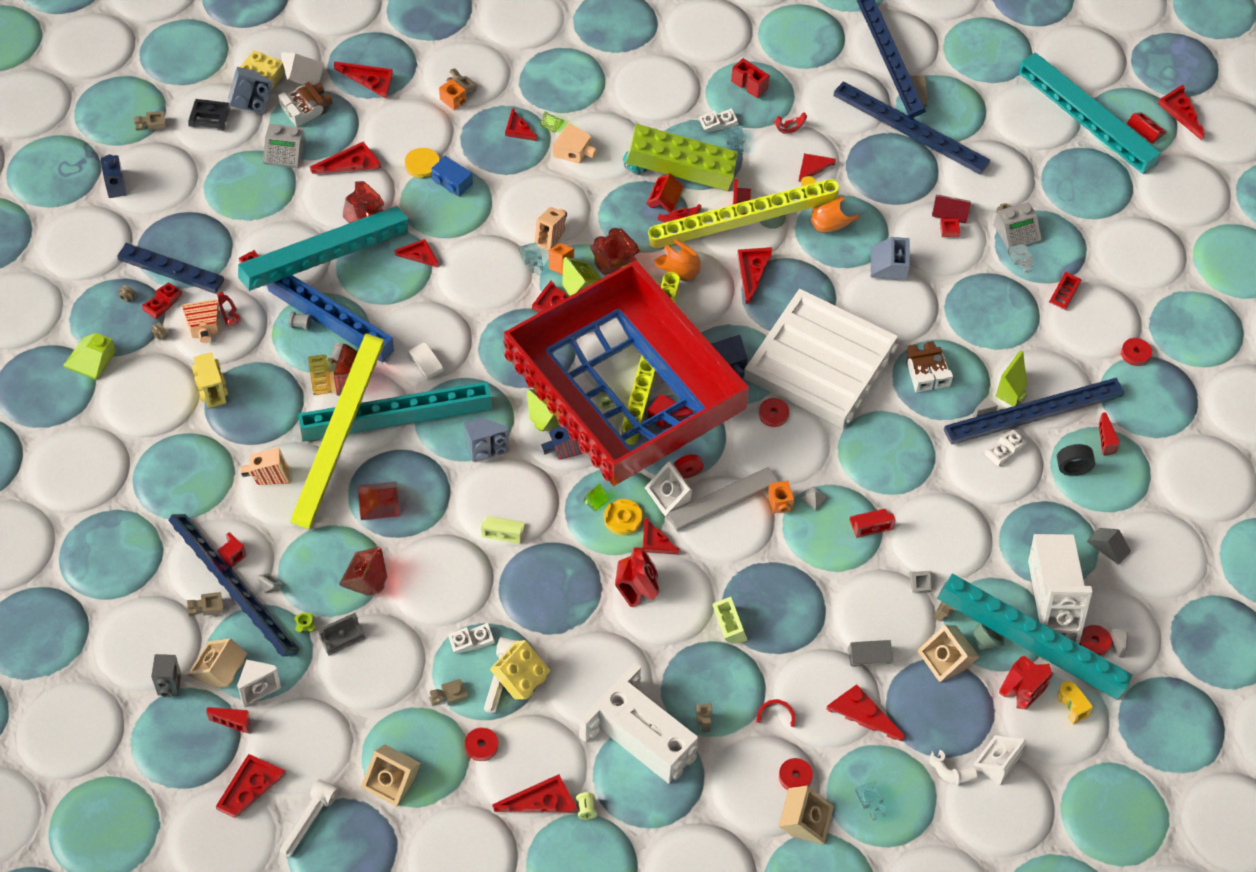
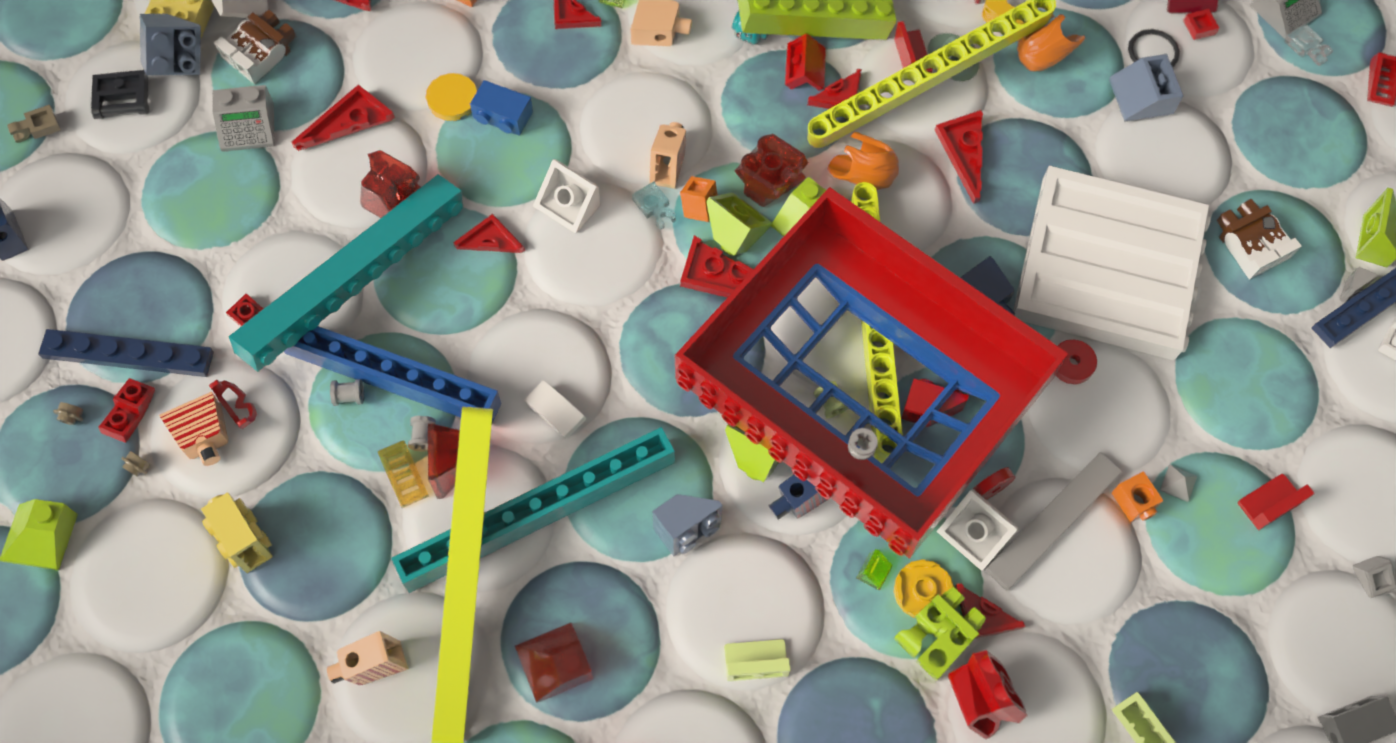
camera: 15 degrees left, 10 degrees up
(476, 238) = (567, 197): none -> white slope
(599, 399) = (866, 434): none -> light grey bush
(627, 537) = (948, 627): none -> lime hips
(918, 227) = (1154, 32): none -> black piece

